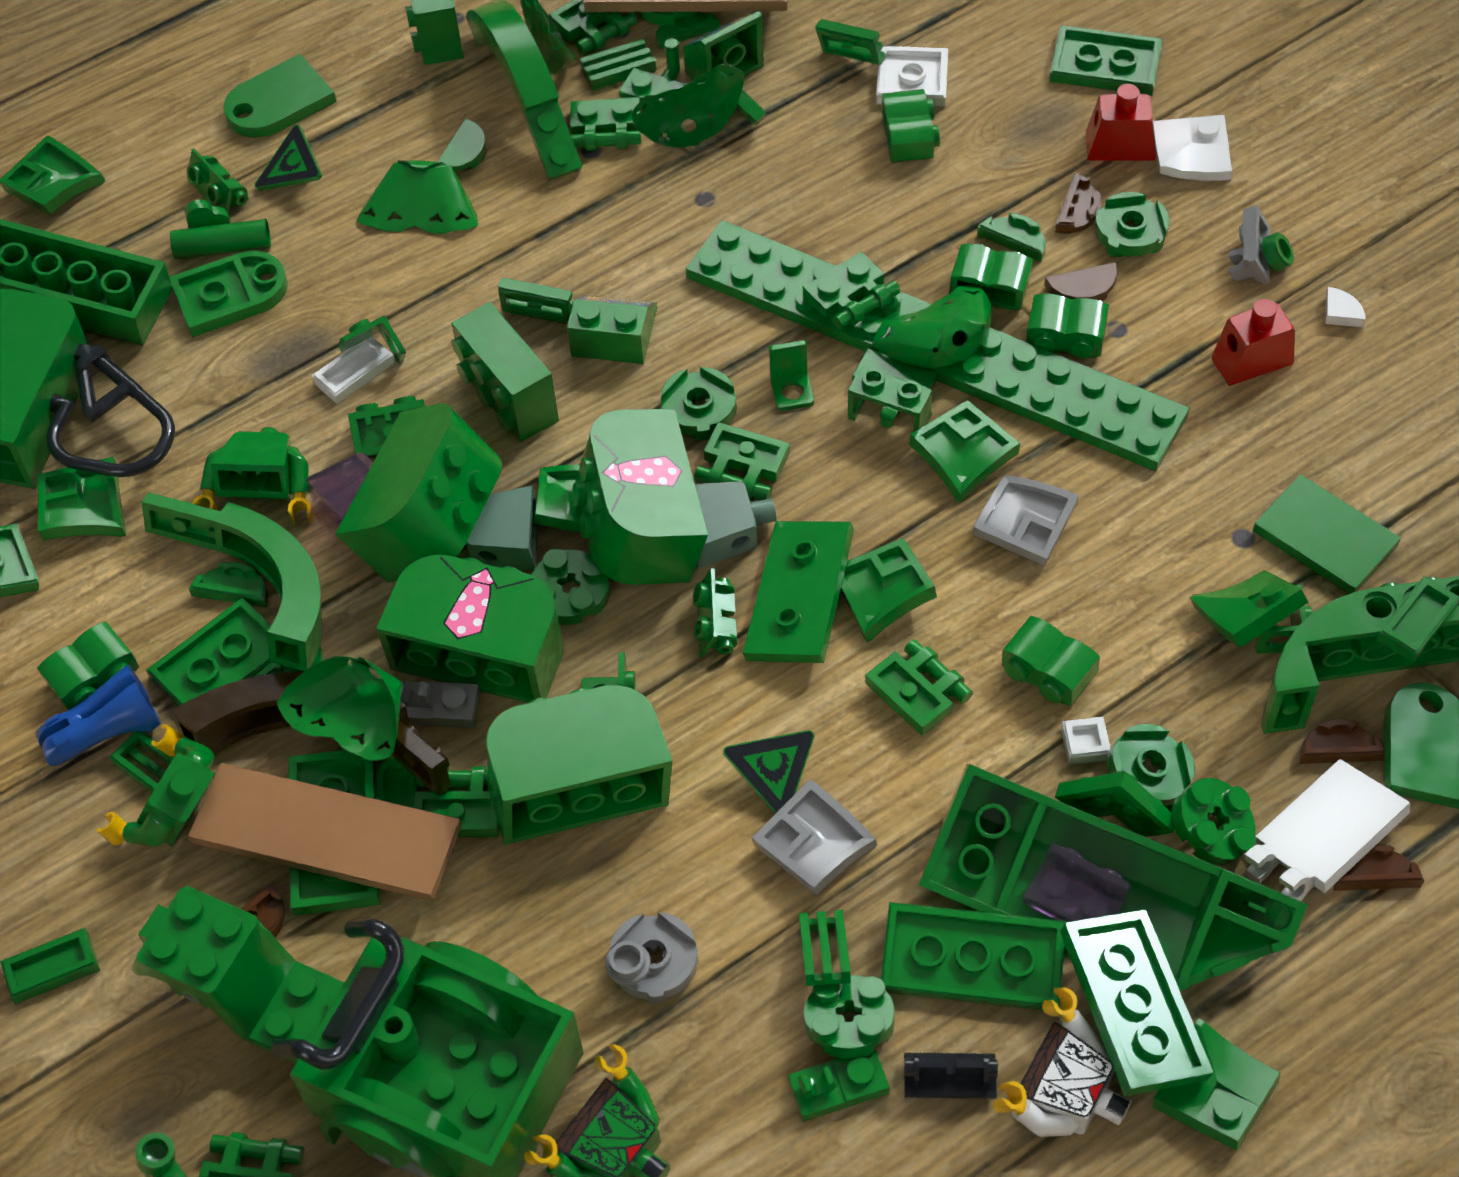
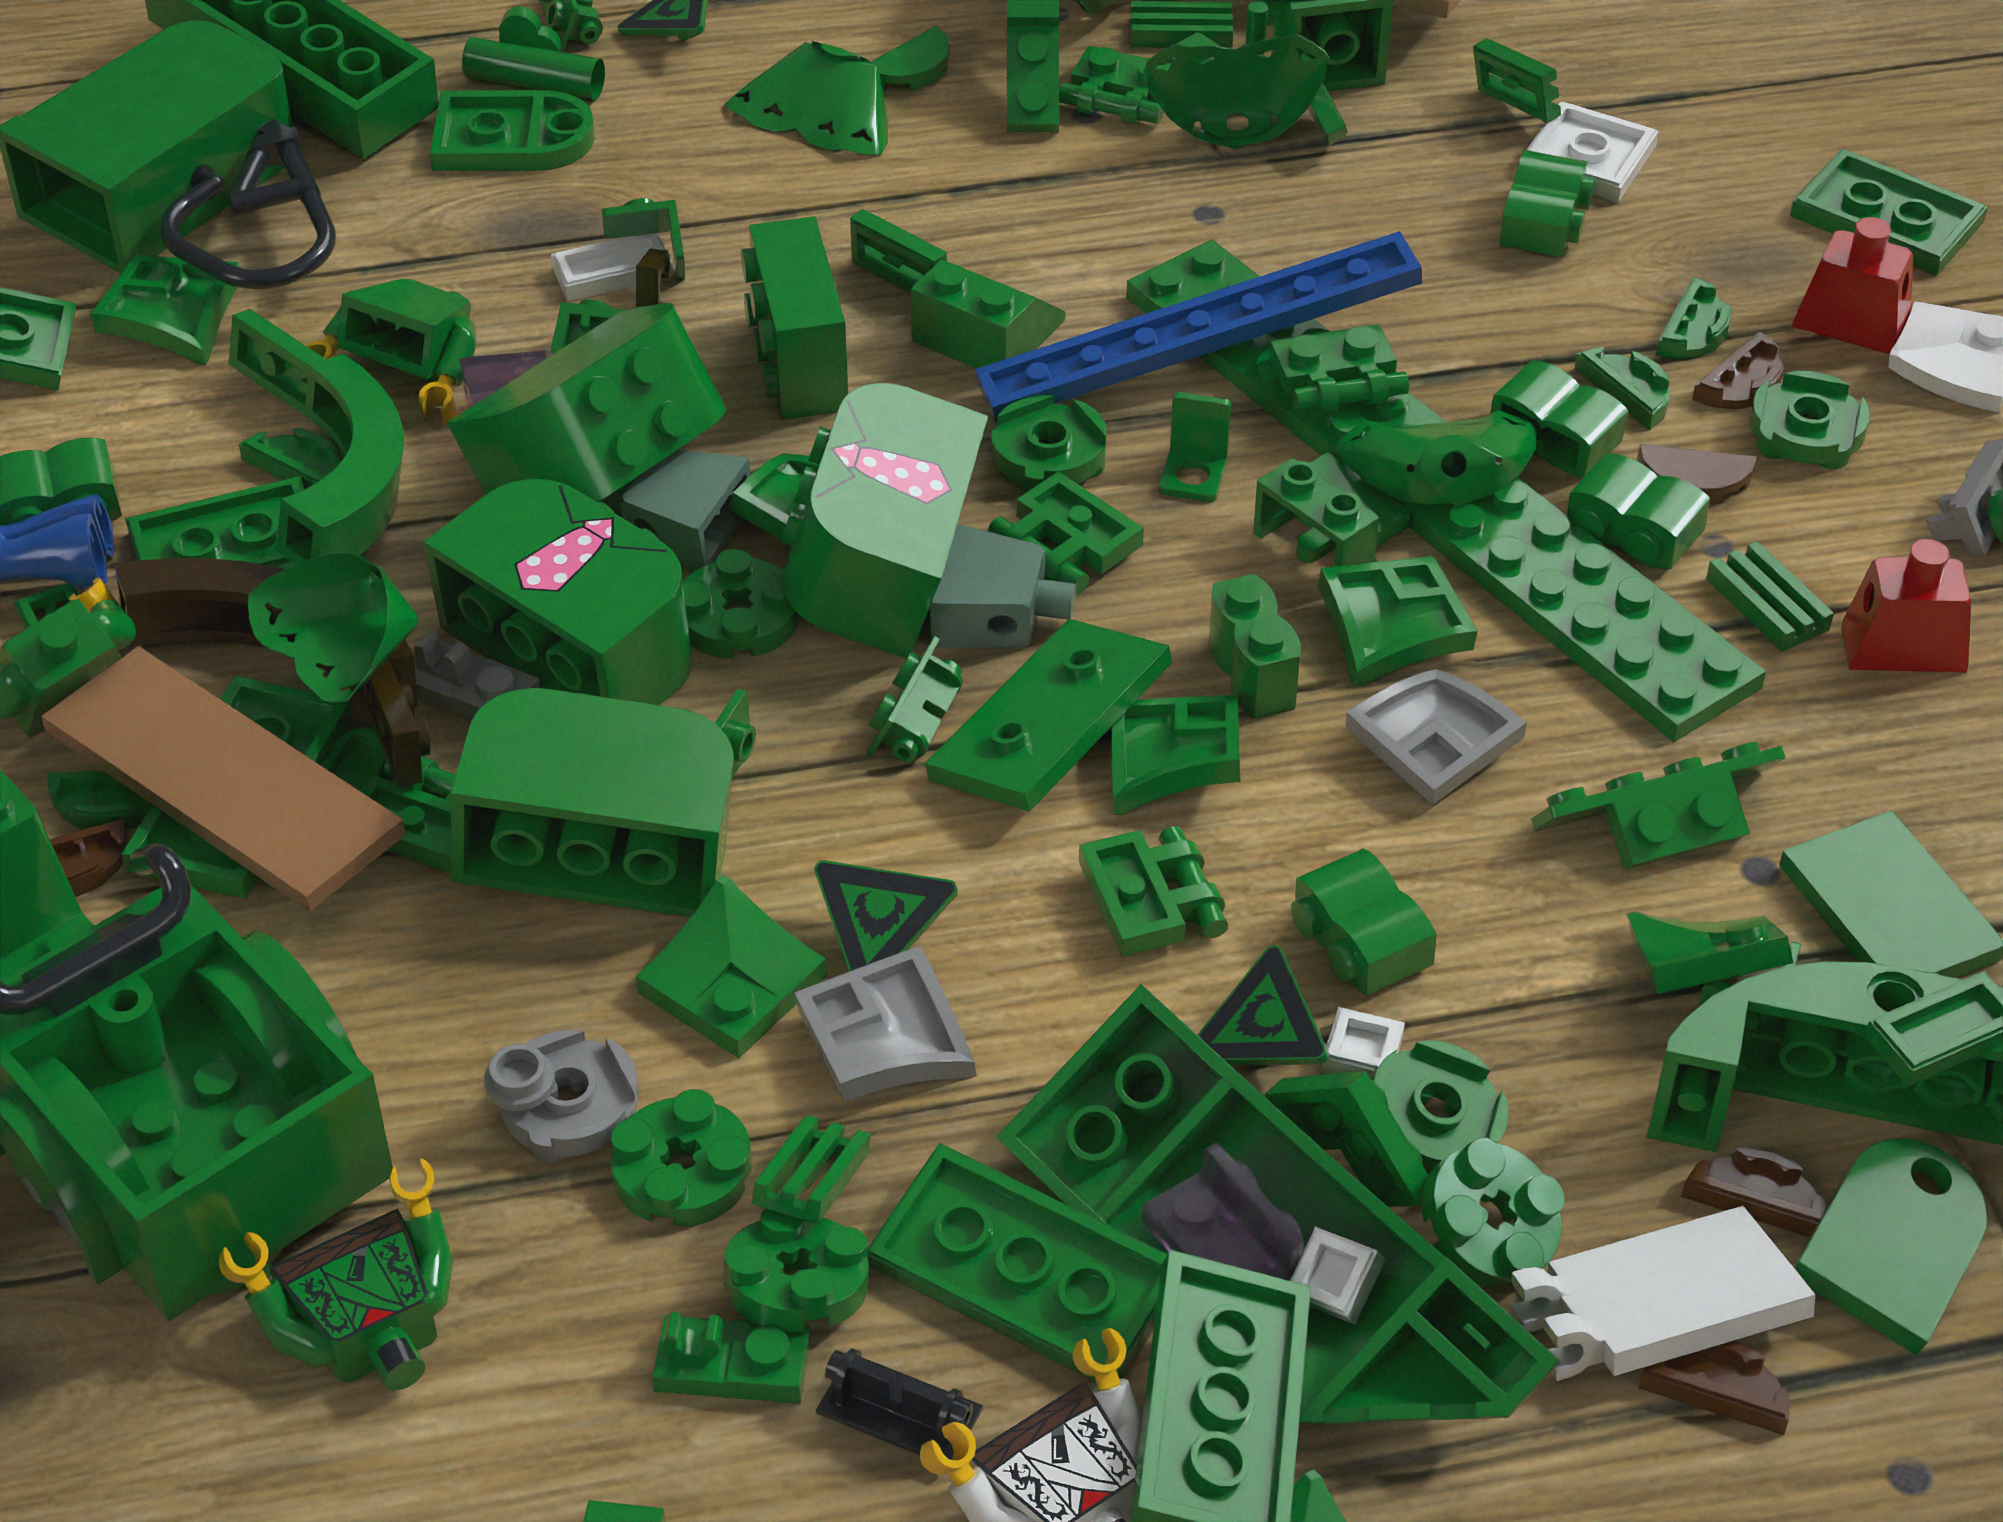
camera: 20 degrees right, 10 degrees down
(244, 875) = (95, 799): none -> green tile
(390, 374) = (649, 270): none -> dark brown tile
(702, 836) = (730, 970): none -> green plate
(734, 947) = (675, 1126): none -> green plate
(753, 290) = (1203, 324): none -> blue plate
(897, 501) = (1254, 645): none -> green brick
(1029, 747) = (1266, 1019): none -> black piece
(1034, 178) = (1697, 323): none -> green tile
(1152, 893) = (1338, 1274): none -> white tile
(1167, 349) = (1777, 590): none -> green tile
(1182, 521) = (1668, 814): none -> green bracket

